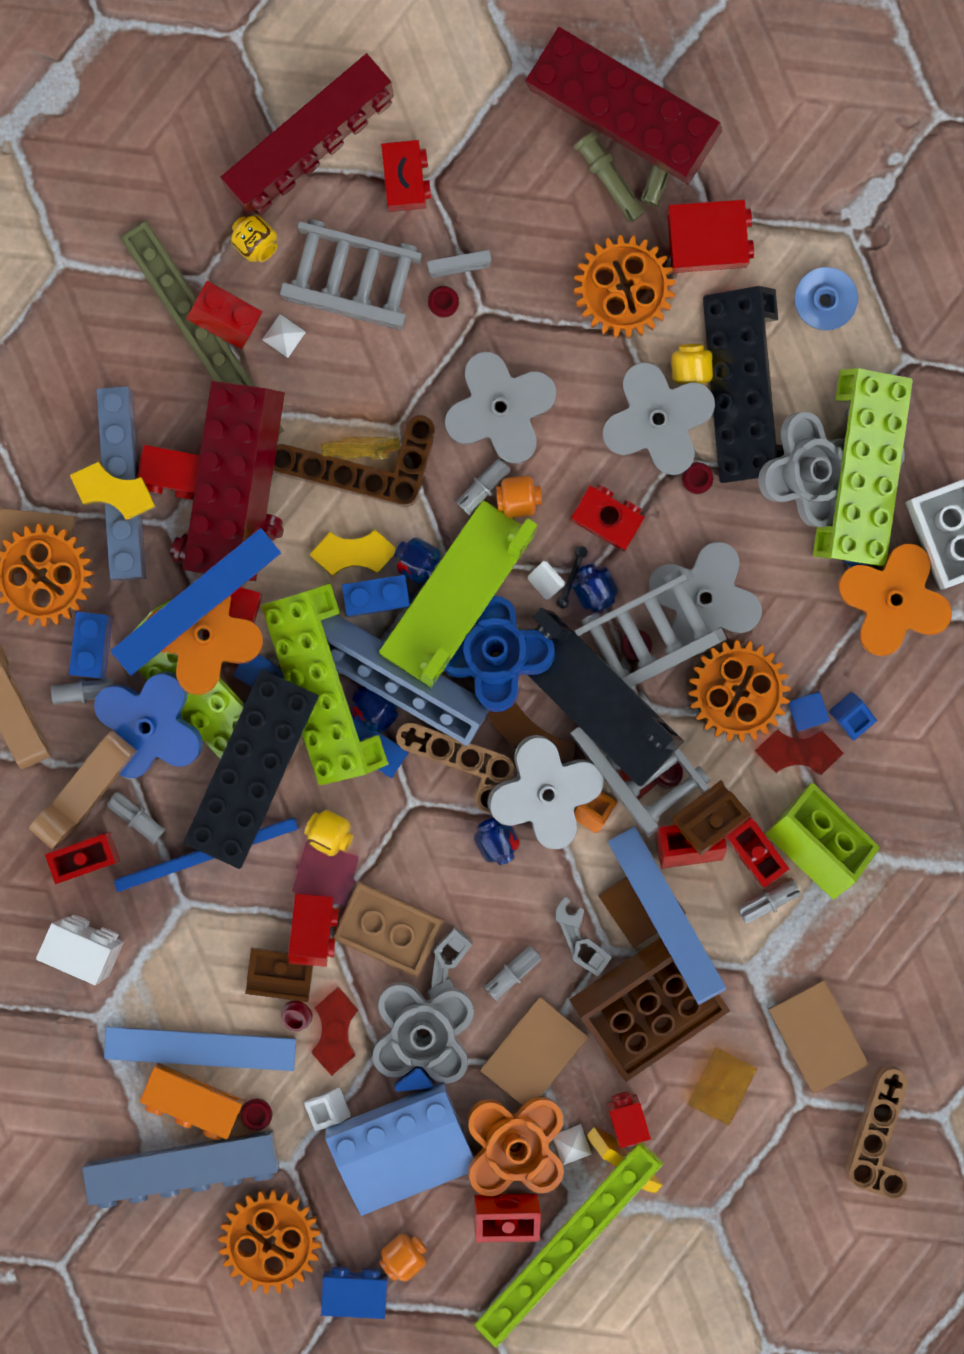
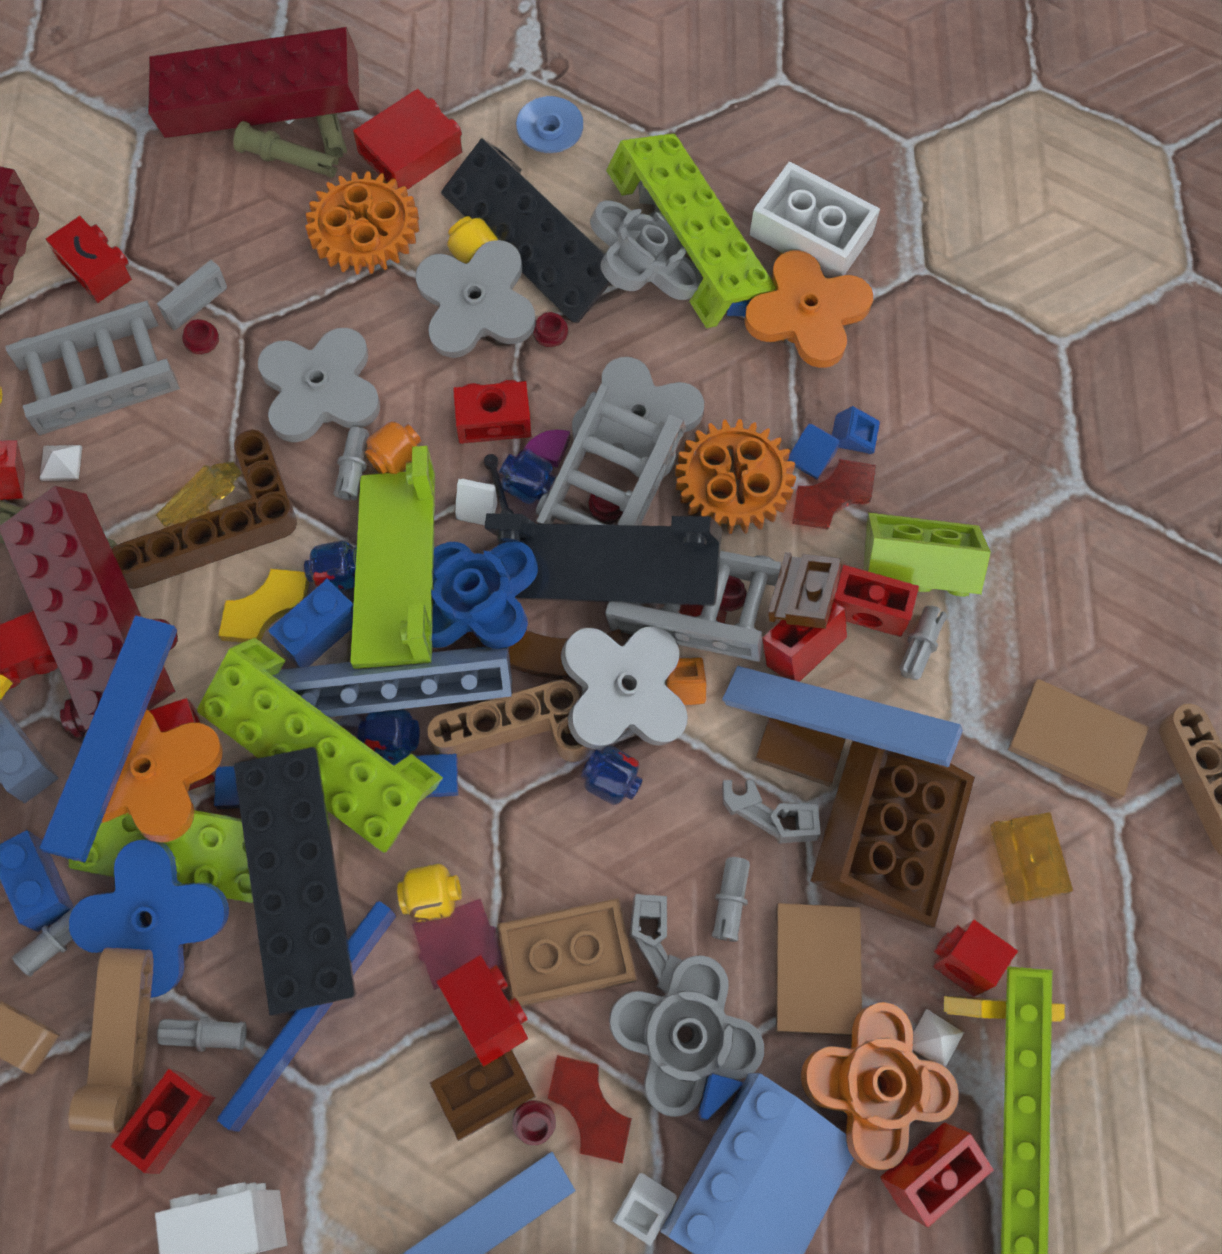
camera: 40 degrees left, 20 degrees down
(628, 571) = (550, 445): none -> magenta tile

